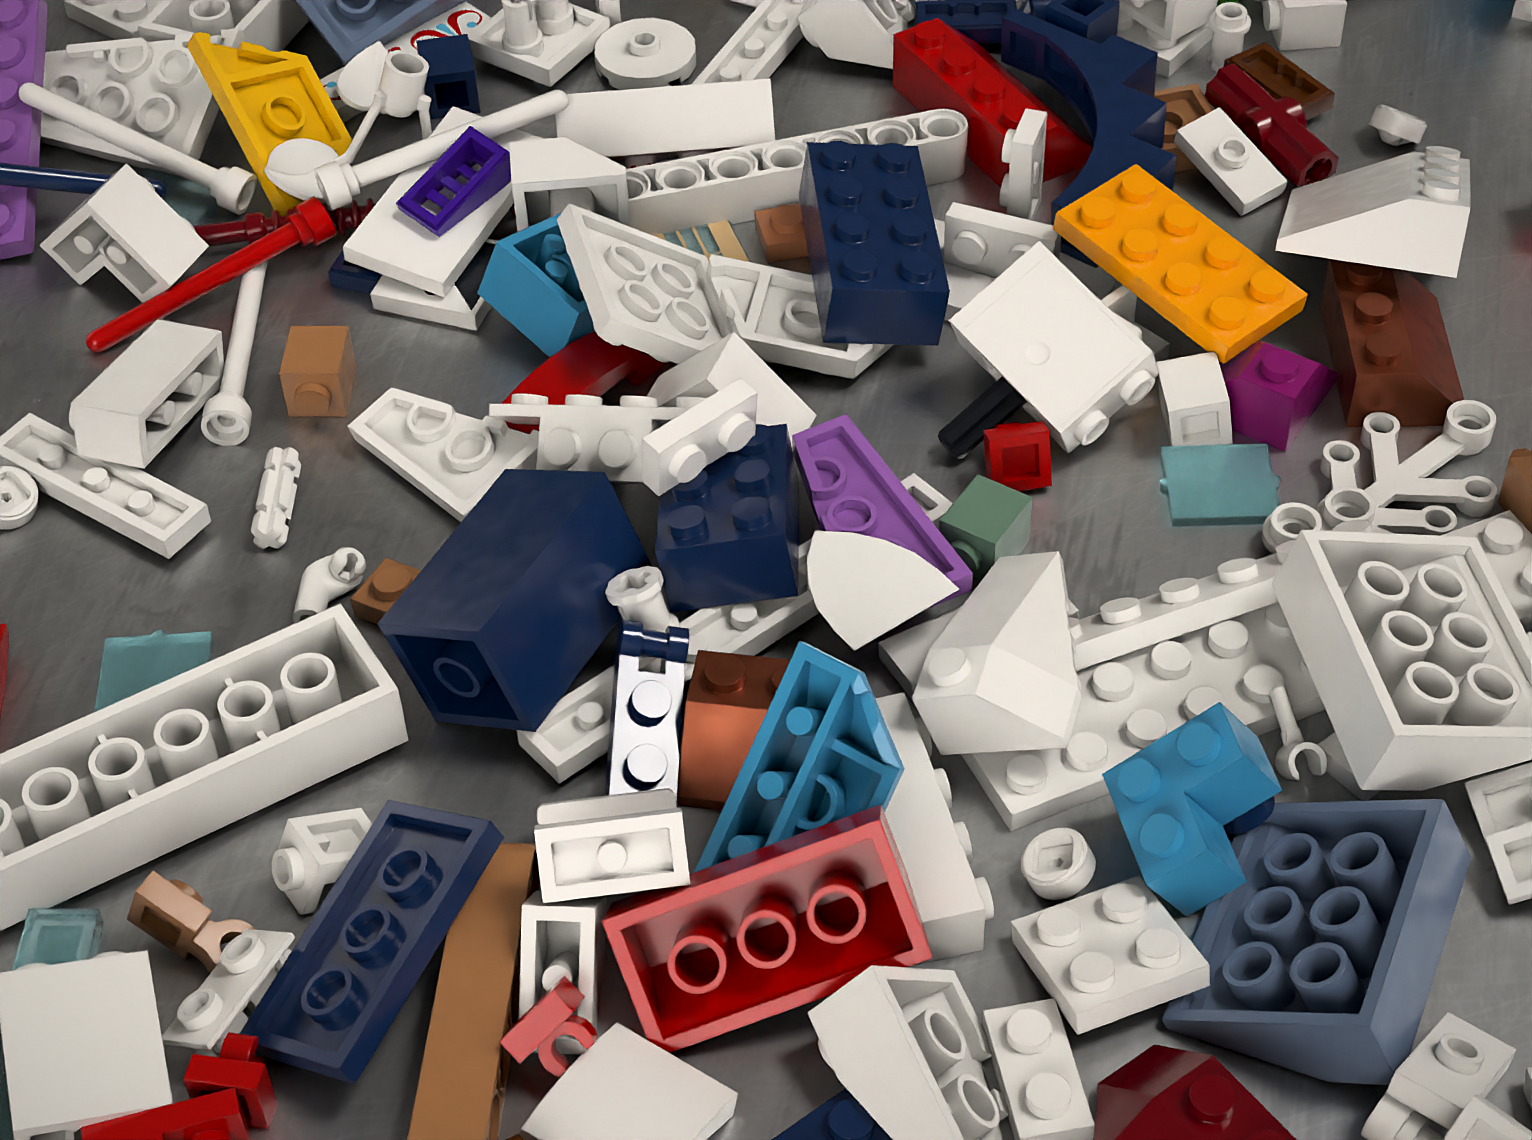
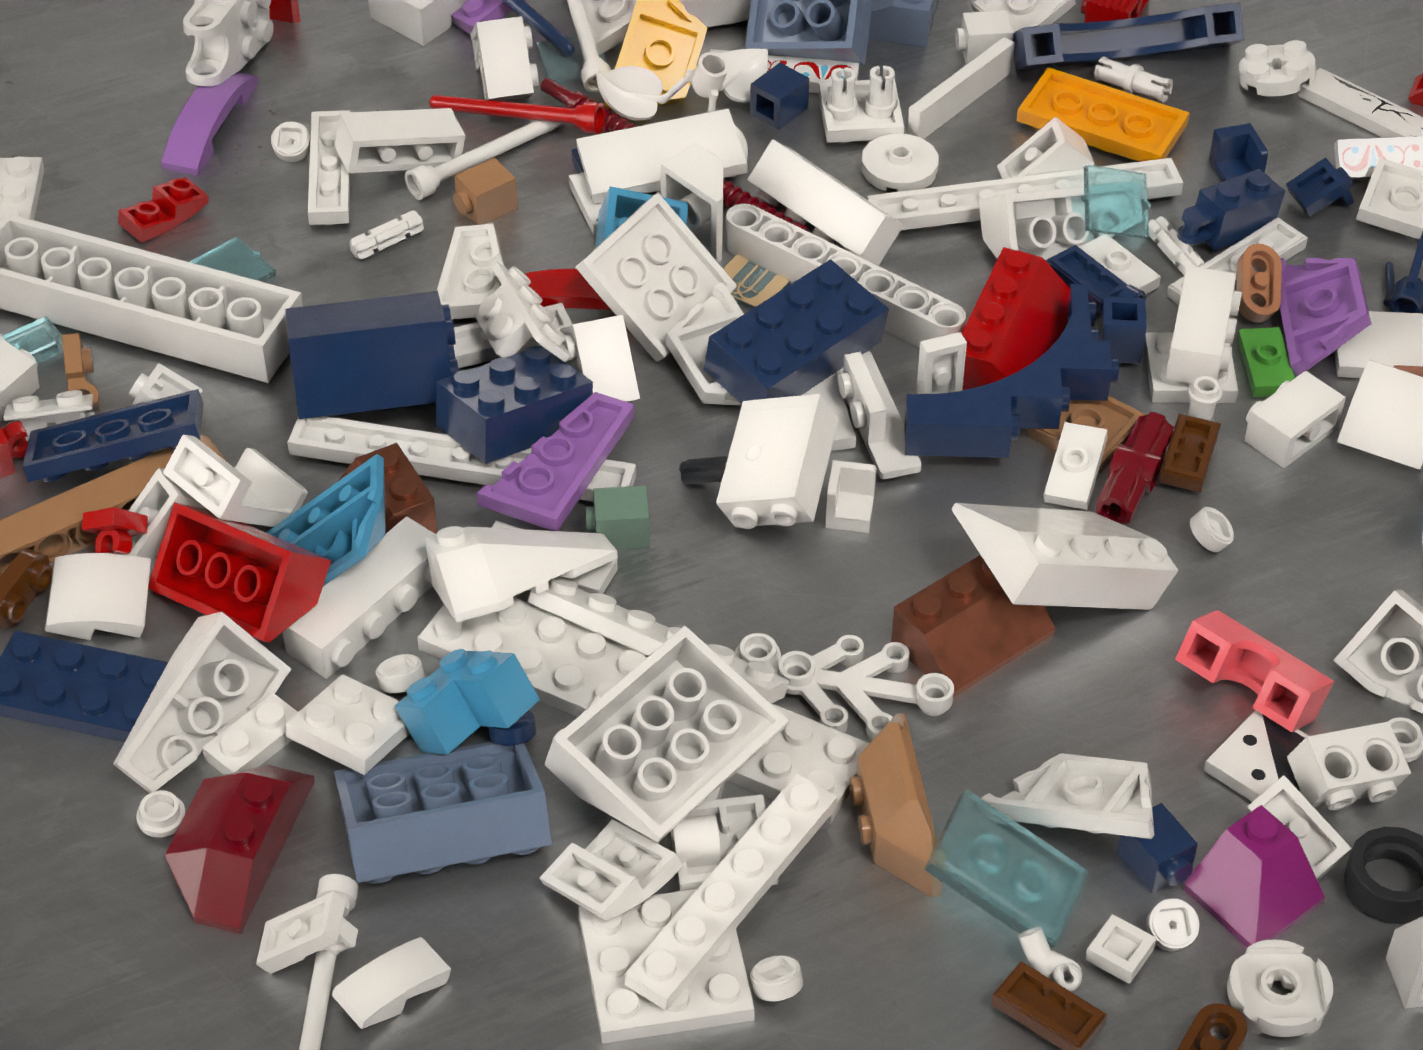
camera: 50 degrees right, 0 degrees up
(328, 580) = (341, 288): white arm -> none
(343, 182) = (617, 105): white piece -> none
(457, 160) = (675, 136): dark purple slope -> none
(640, 598) = (411, 408): white bush -> none
(646, 710) = (333, 457): plate -> none
(699, 437) = (521, 345): white plate -> none
(869, 584) = (507, 482): white sticker -> none
(1018, 455) = (694, 501): red tile -> none
(1180, 263) = (908, 477): light orange plate -> none
(1194, 401) = (808, 552): white panel -> none
(1219, 484) = (776, 605): clear light blue piece -> none
(1274, 392) = (874, 582): magenta slope -> none
(1450, 1069) = (385, 899): white plate -> none

